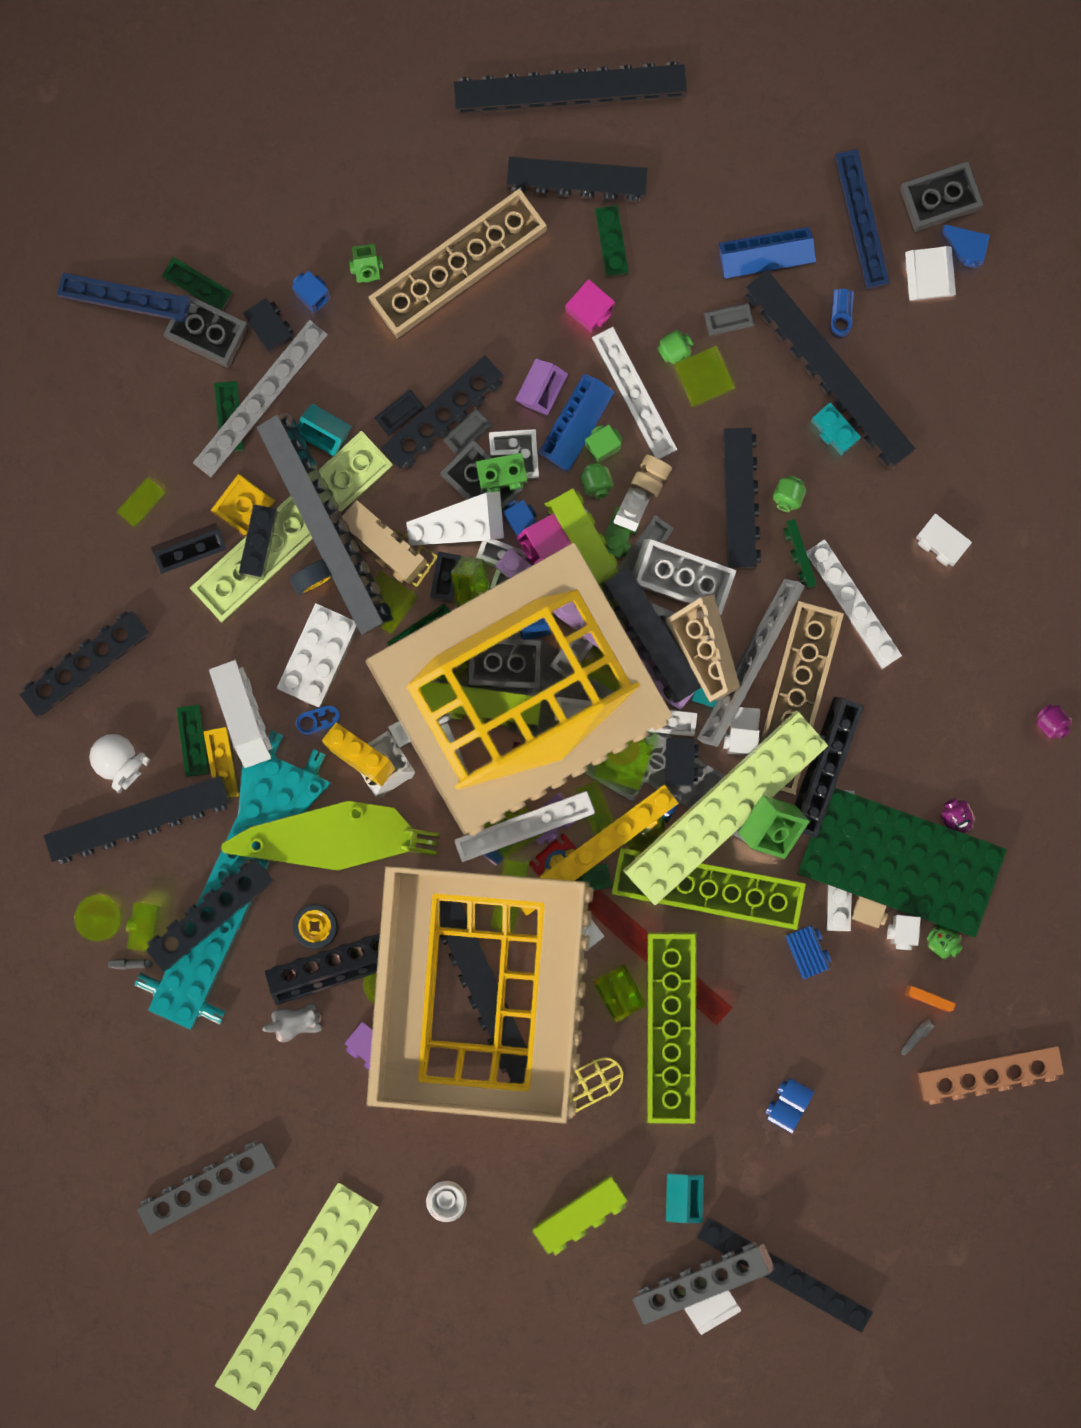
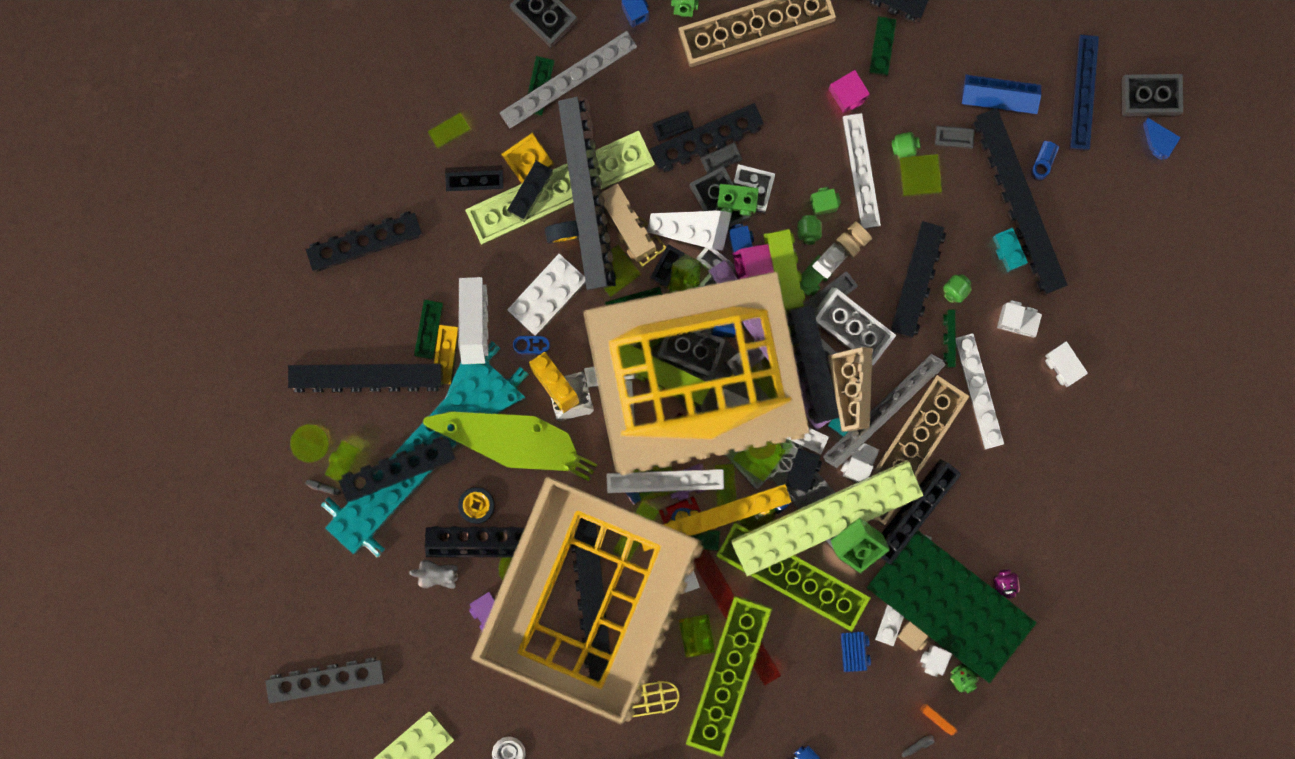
camera: 15 degrees right, 0 degrees up
(115, 759) = (364, 324): white tile -> none
(268, 326) = (593, 25): black brick -> none
(323, 429) = (609, 120): teal brick -> none
(541, 386) = (790, 141): medium lavender brick -> none
(576, 422) = (808, 178): blue brick -> none
(872, 506) = (1018, 320): none -> white brick
(930, 273) = (1124, 152): white slope -> none
(1054, 721) = (1106, 535): magenta head -> none

